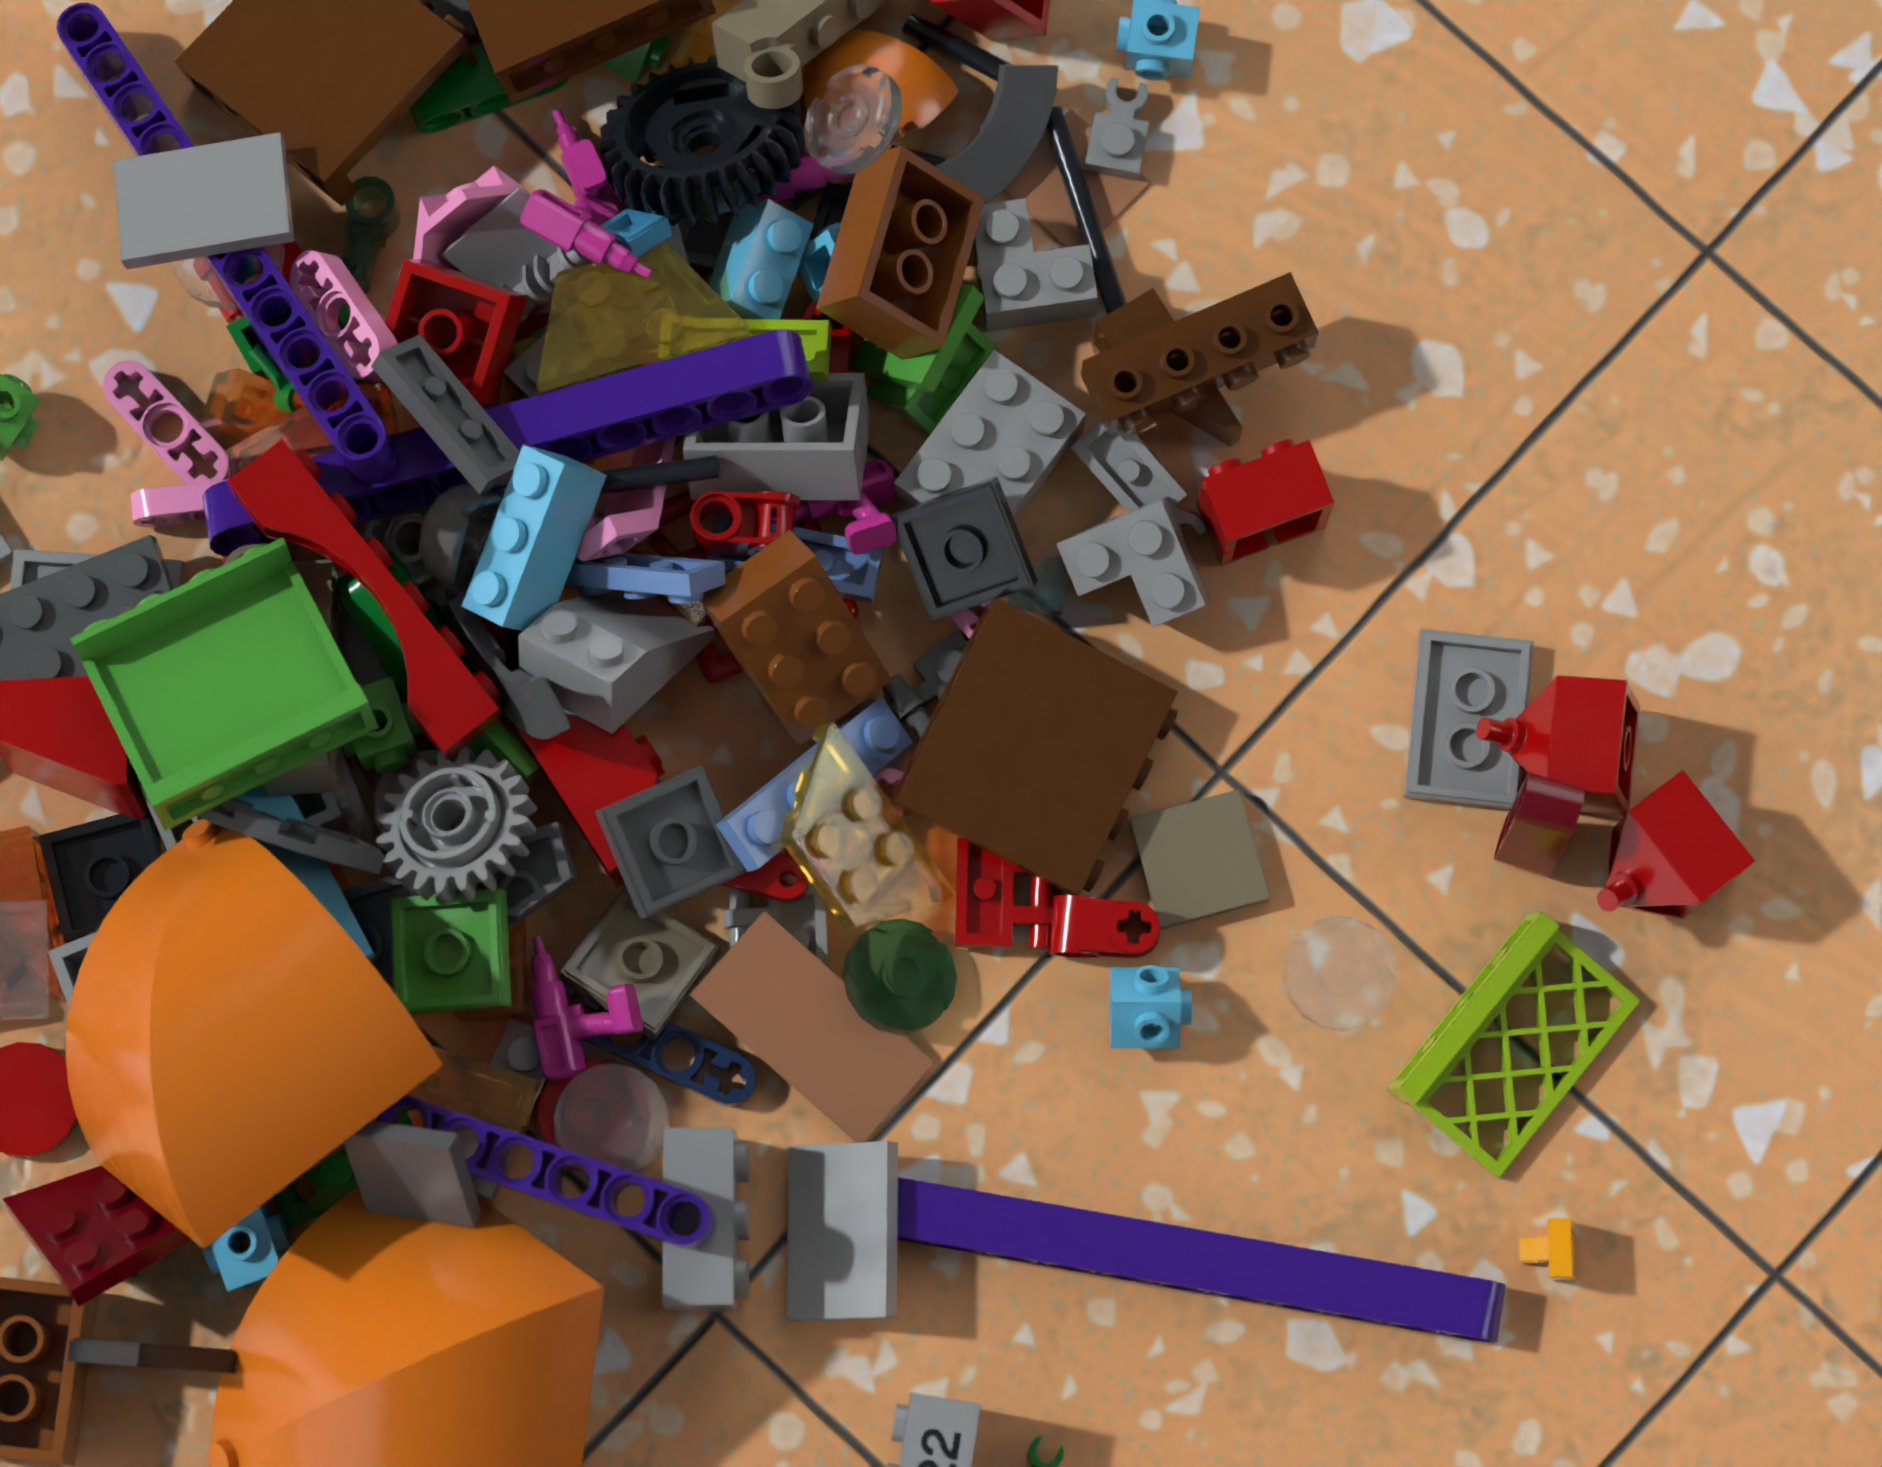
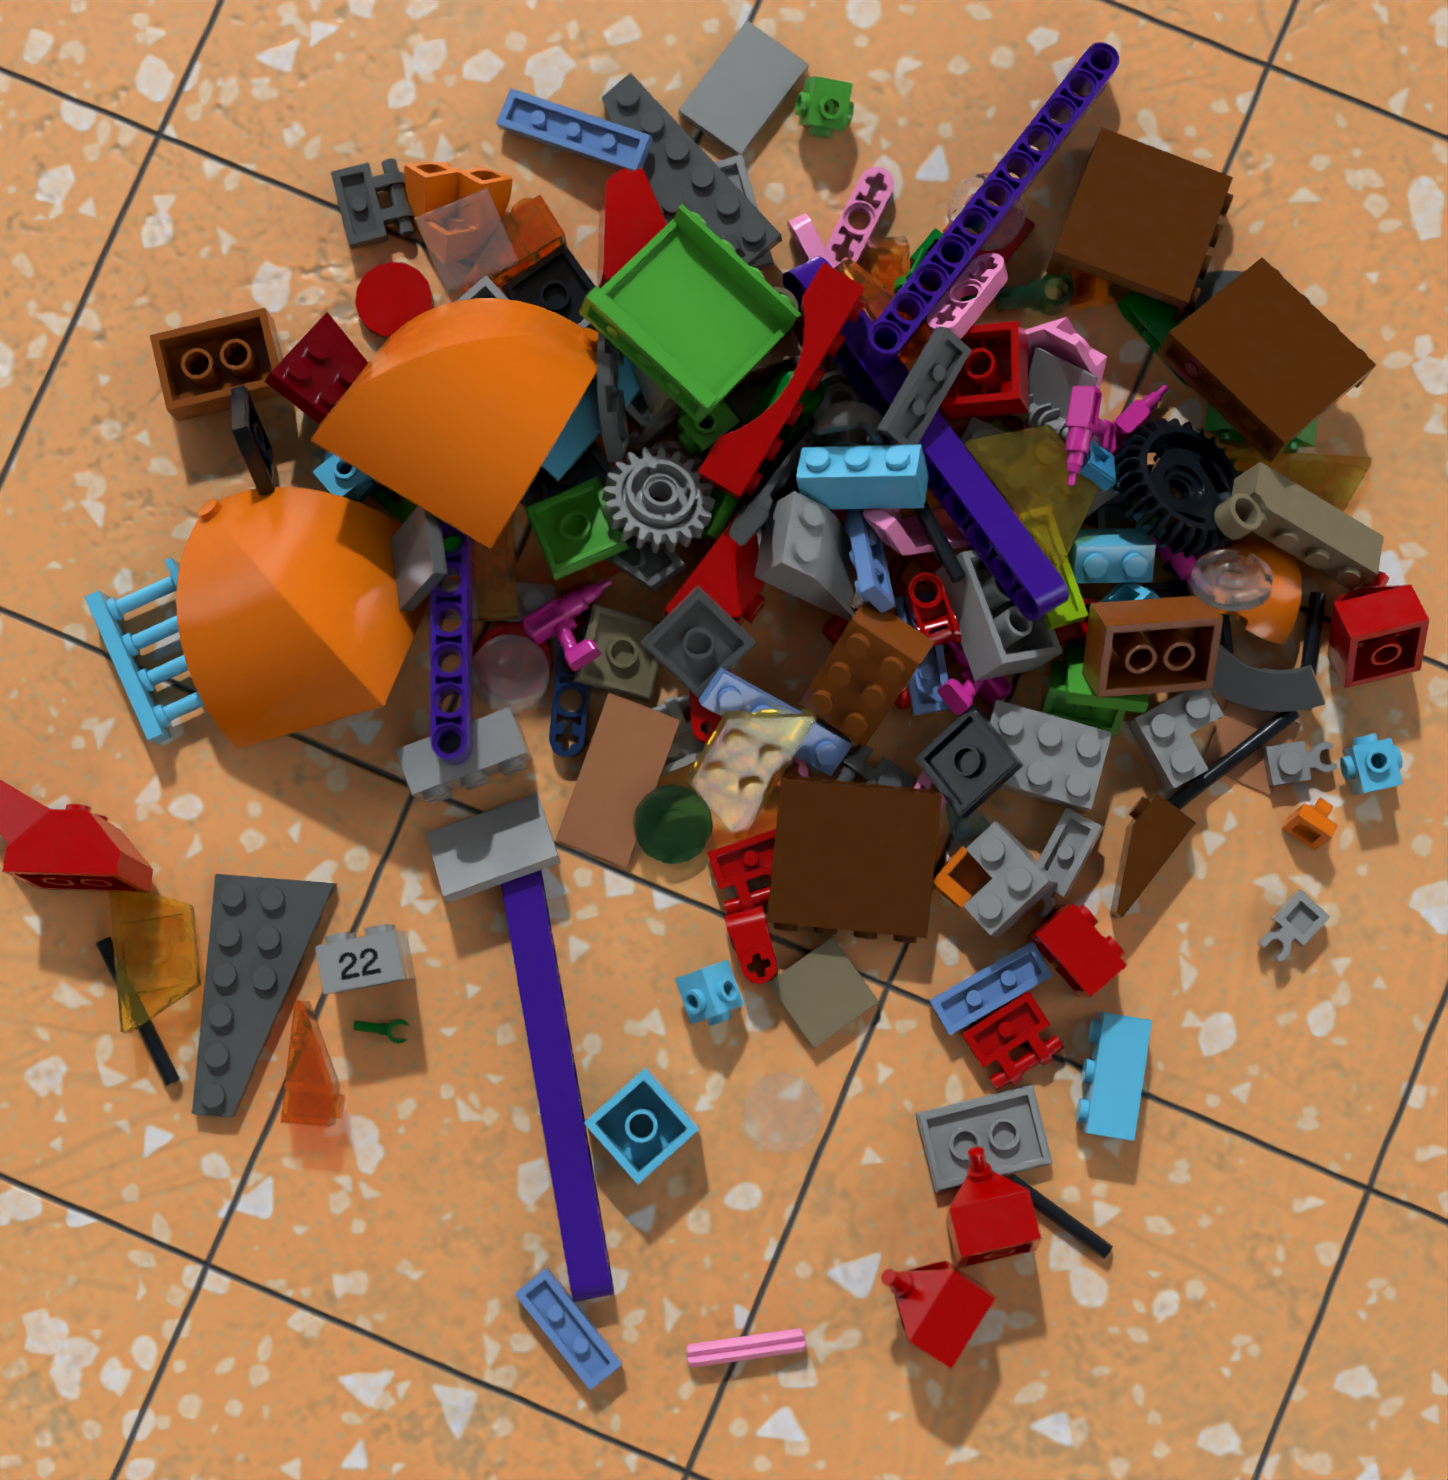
camera: 70 degrees right, 5 degrees up
(203, 200) = (1009, 178): light grey tile -> none
(388, 160) = (1089, 291): none -> orange tile
(1112, 623) = (959, 878): none -> orange panel
(1200, 354) = (1159, 871): reddish brown brick -> none
(1208, 143) = (1311, 824): none -> orange tile
(1273, 636) = (990, 988): none -> medium blue plate
(1291, 1161) = (642, 1125): none -> medium azure brick
(1329, 210) = (1296, 921): none -> light grey plate
(1336, 635) = (1004, 1031): none -> red plate
(1445, 517) = (1114, 1075): none -> medium azure brick
(1478, 1008) = (790, 1212): lime fence -> none
(1529, 1363) = (568, 1328): none -> medium blue plate
(1539, 824) = (924, 1212): dark red beam -> none
(1555, 1249) = (649, 1319): light orange tile -> none
(1625, 645) = (1066, 1221): none -> black bar
(1637, 1134) = (746, 1347): none -> bright pink axle

